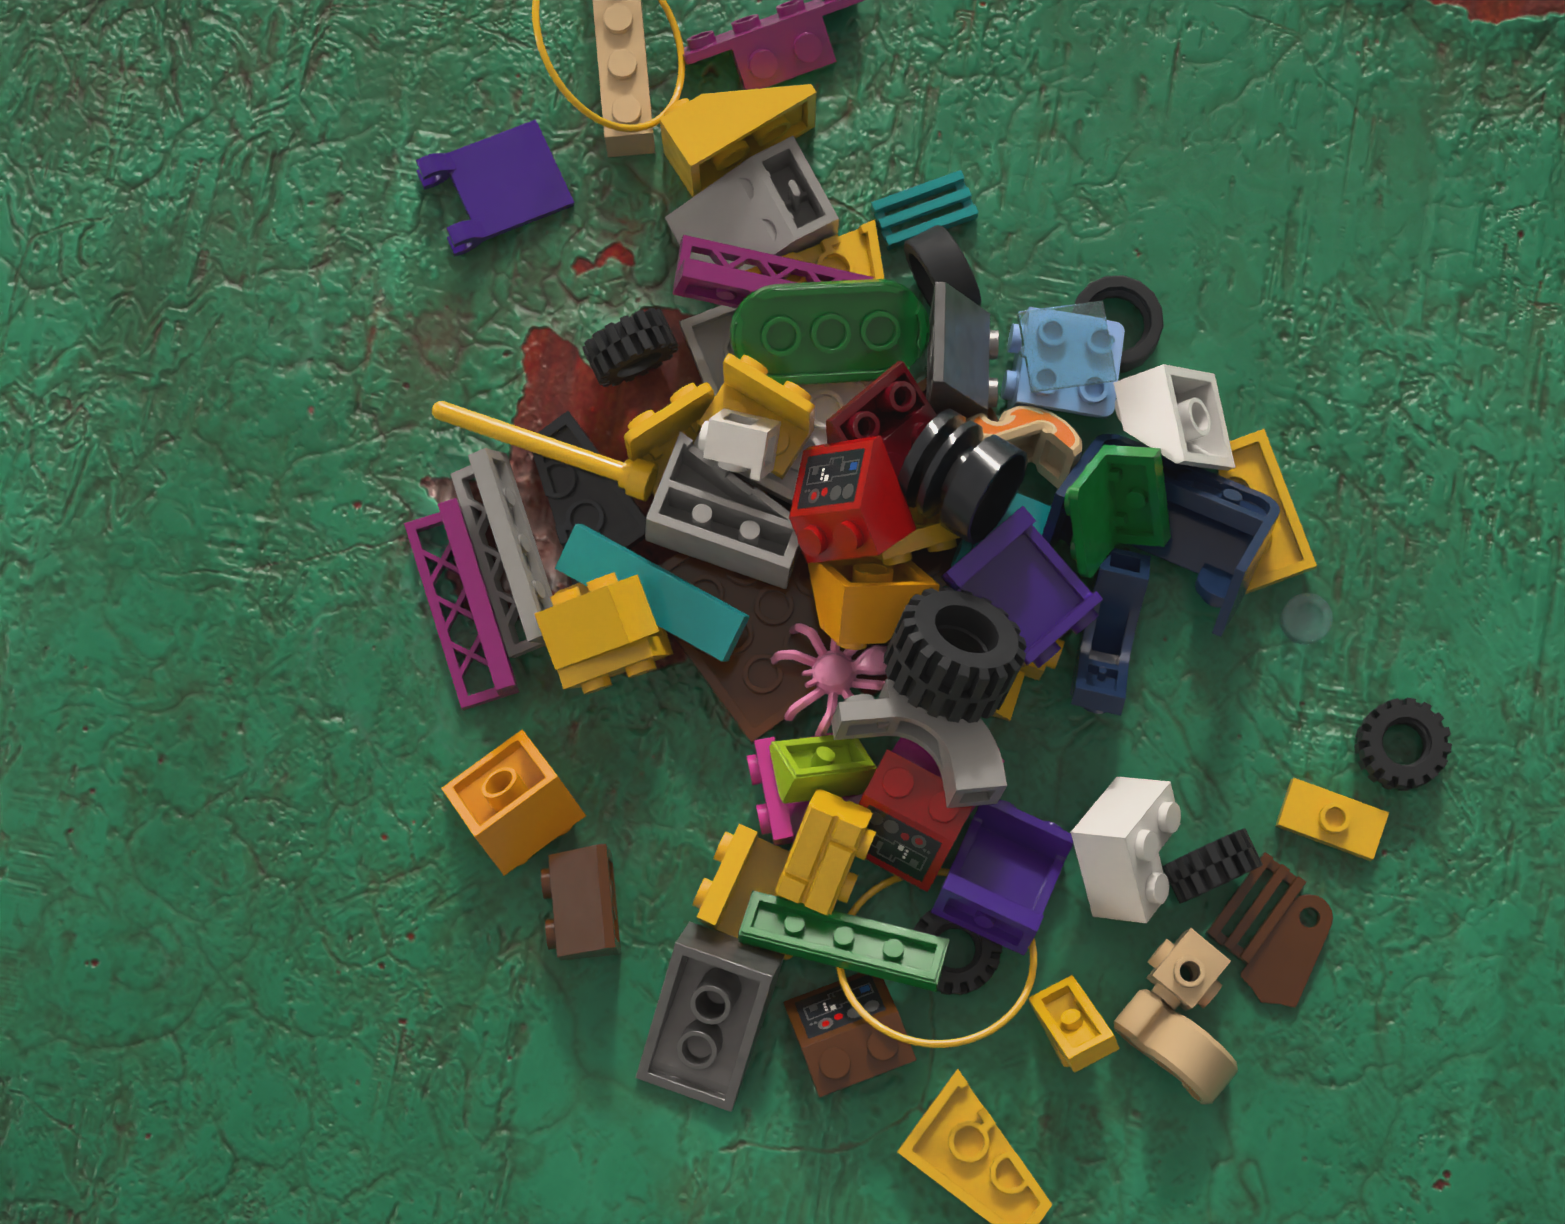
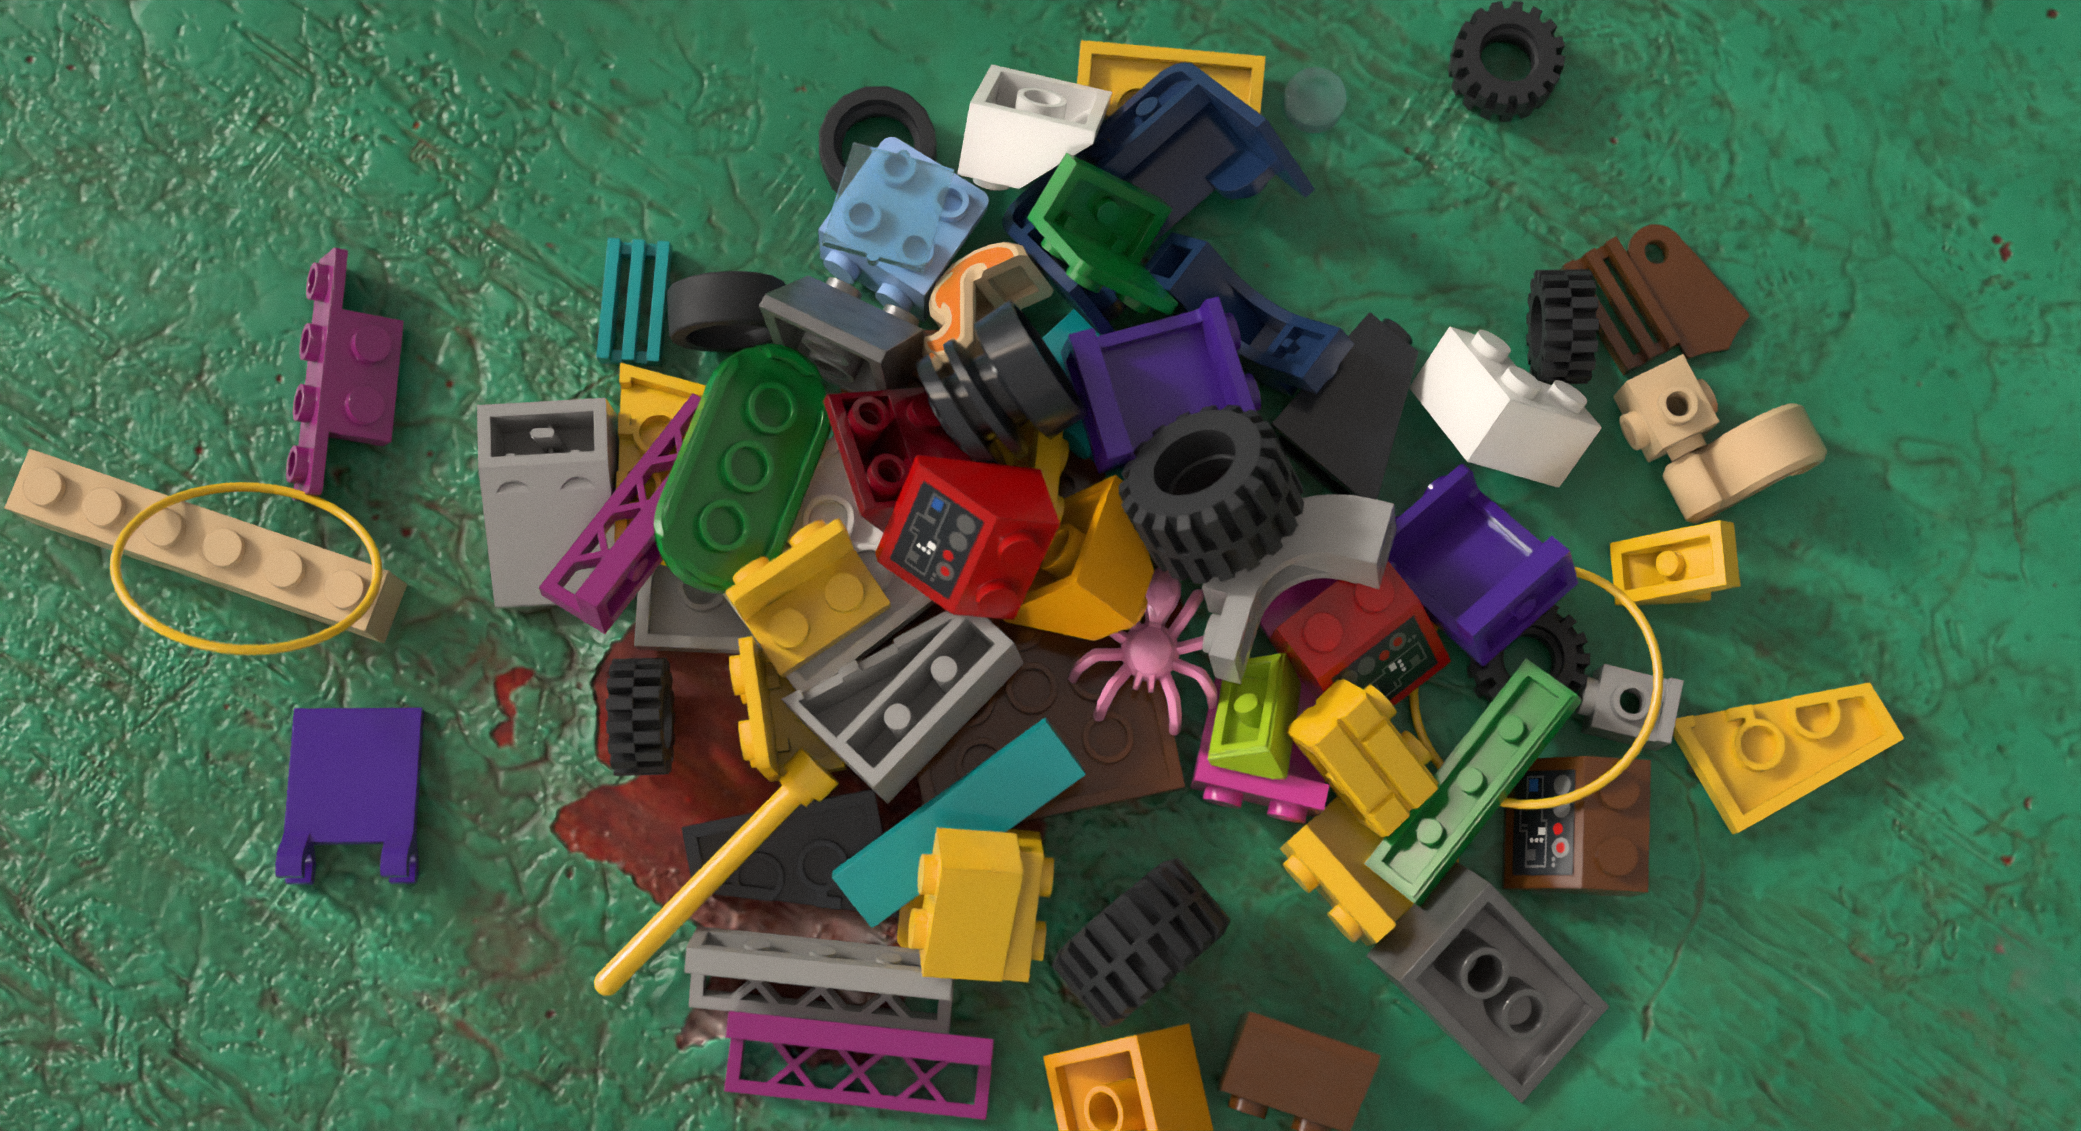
camera: 65 degrees left, 0 degrees up
(625, 753) = (1140, 942): none -> black tyre
(726, 128) = (429, 481): yellow slope -> none
(740, 442) = (832, 631): white brick -> none
(948, 1010) = (1607, 718): none -> light grey brick
(1077, 746) = (1352, 421): none -> black slope
(1332, 819) = (1555, 177): yellow plate -> none

